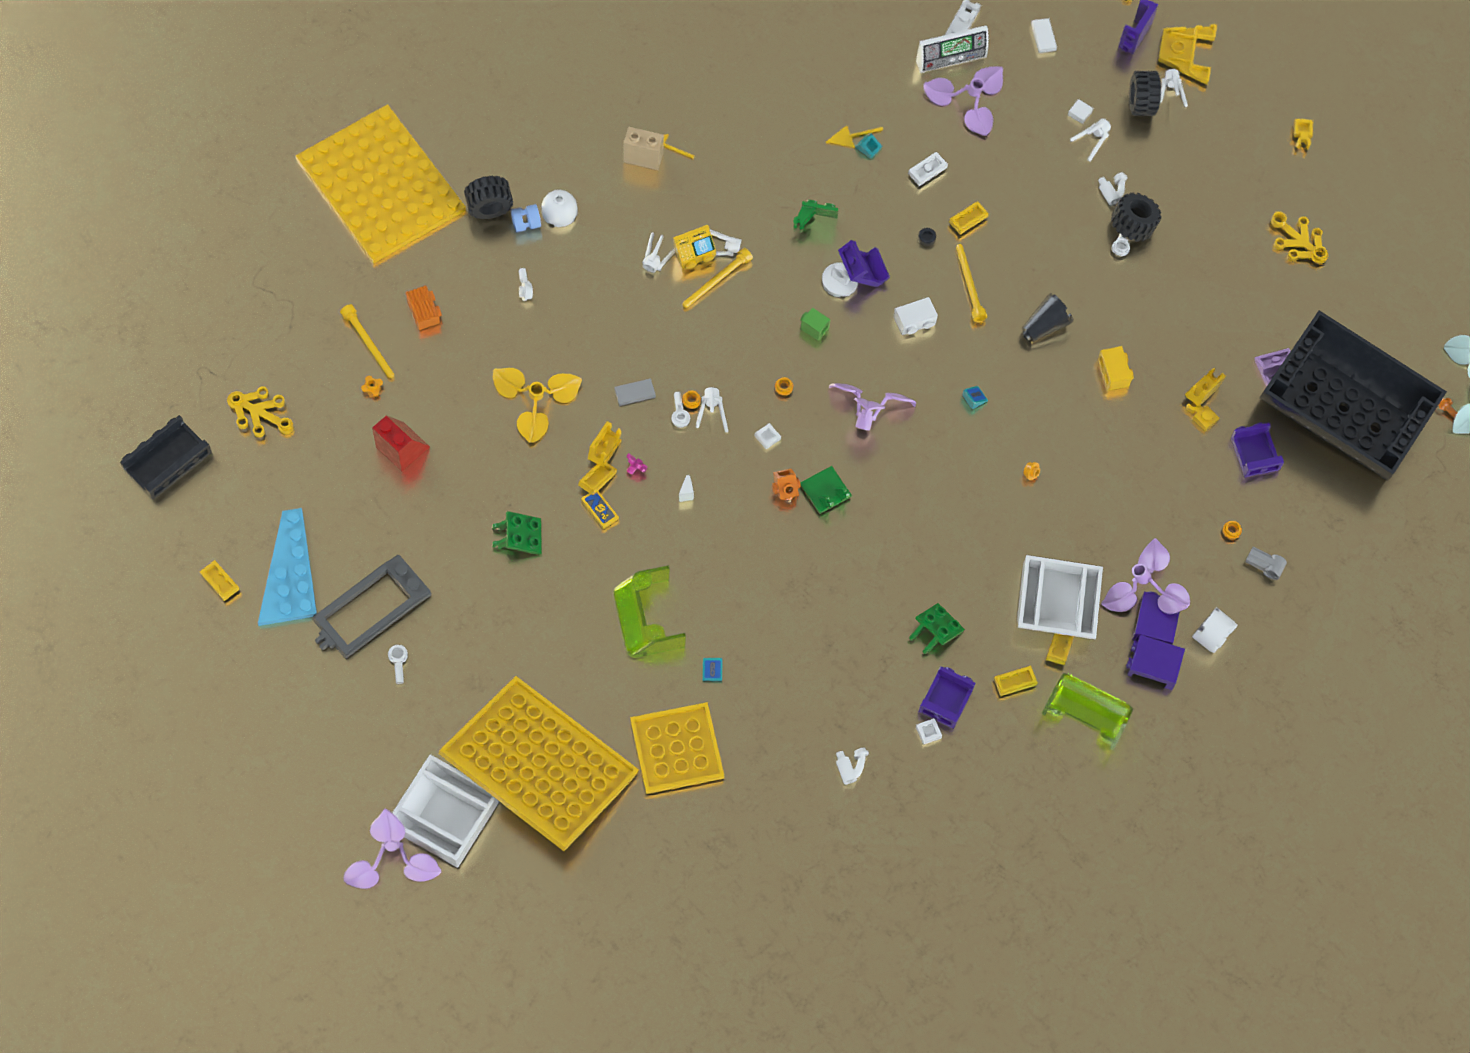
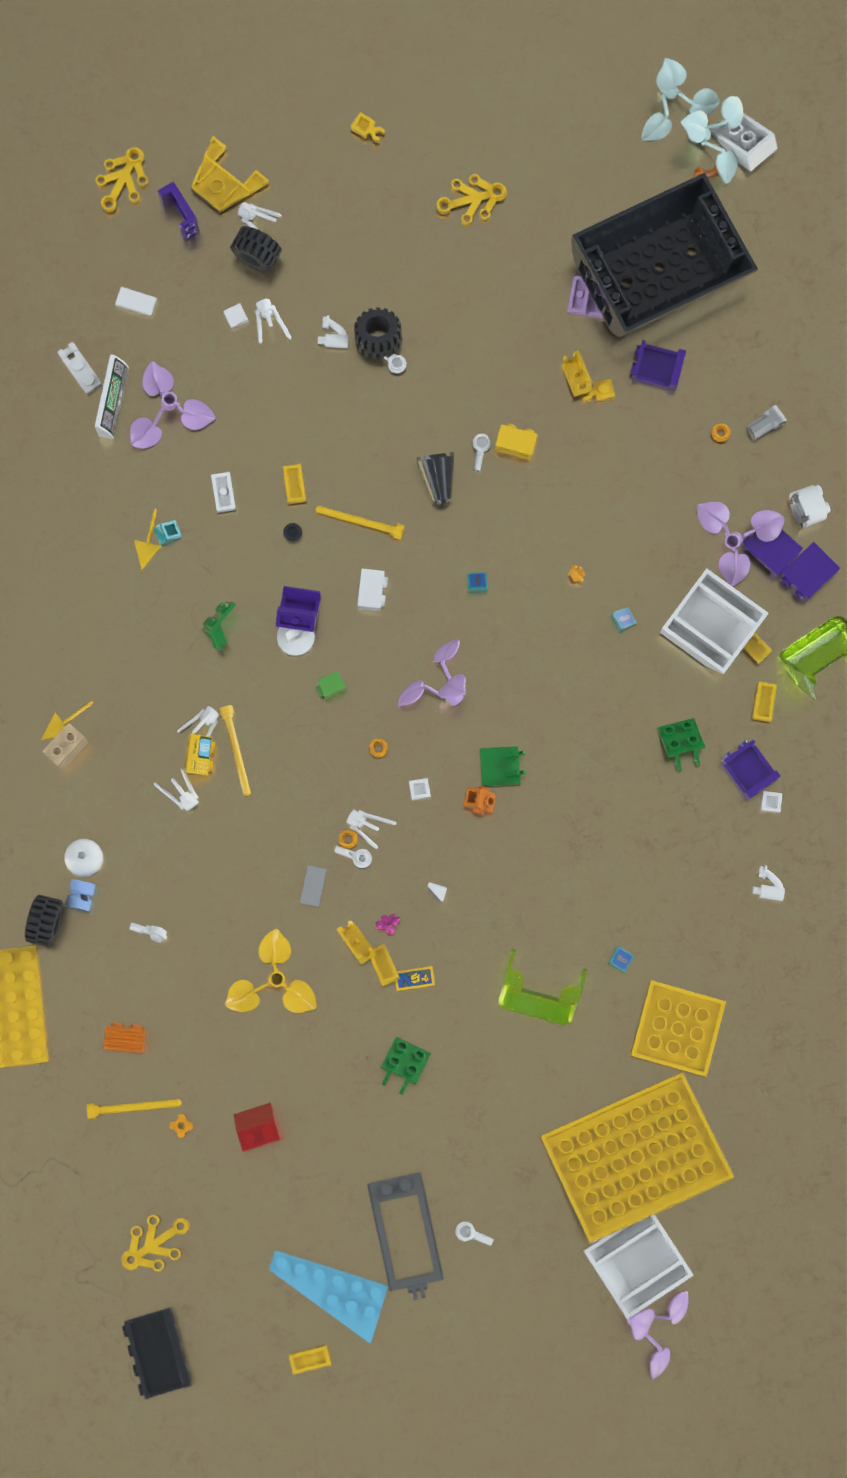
camera: 60 degrees left, 15 degrees up
(1016, 528) = (623, 619): none -> slope
(1095, 344) = (481, 444): none -> white plate

